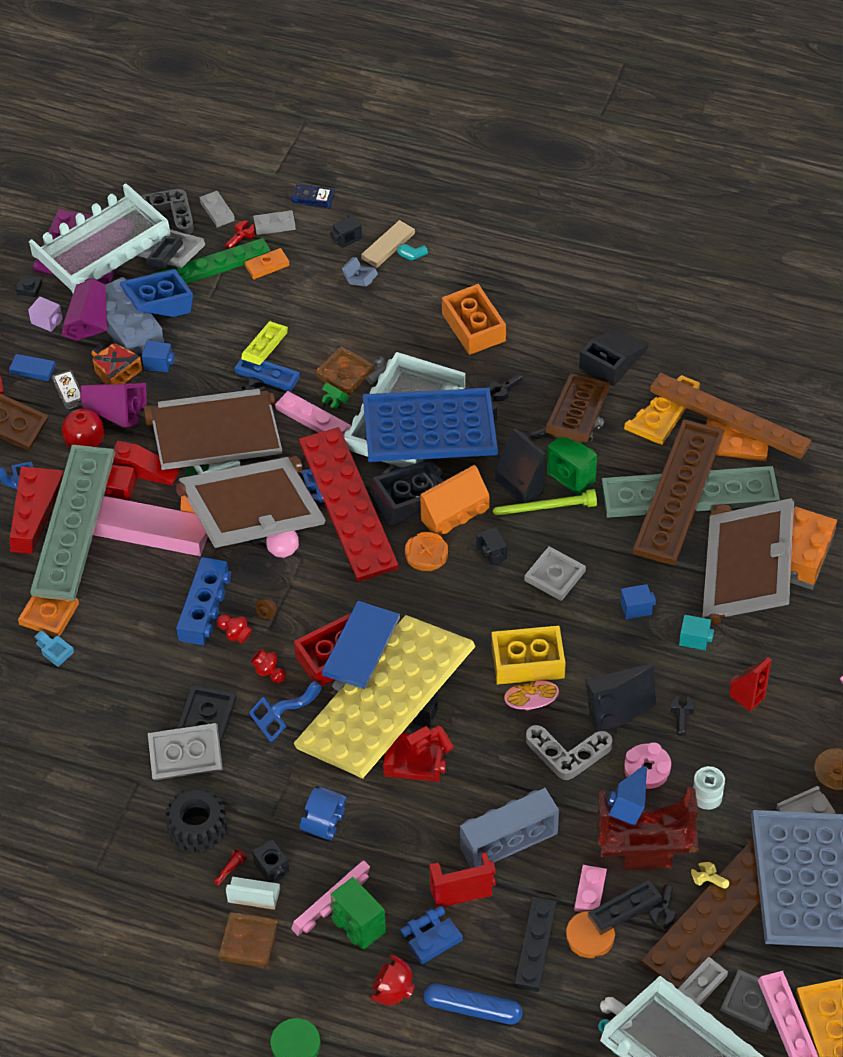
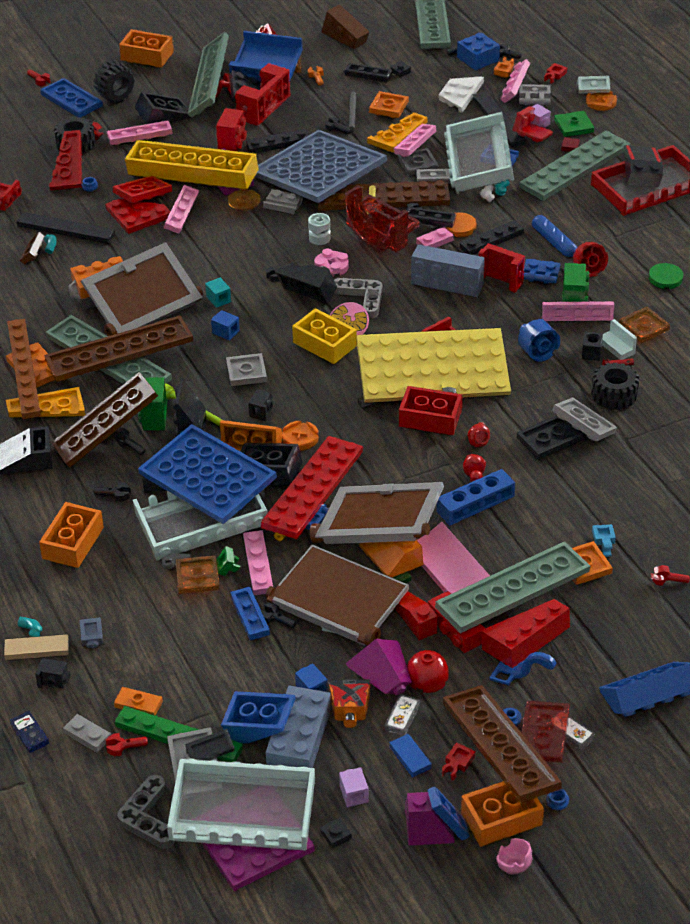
camera: 135 degrees left, 10 degrees down
(86, 311) = (335, 736): magenta slope -> none
(217, 209) = (111, 782): light grey plate -> none
(264, 343) = (224, 633): neon yellow tile -> none
(266, 608) = (441, 466): reddish brown plate -> none
(275, 710) = (471, 407): blue piece -> none
(361, 644) = (418, 385): blue tile -> none
(420, 740) = (446, 321): red plate -> none
(629, 797) = (368, 235): blue slope -> none
(751, 685) = (232, 239): red slope -> none

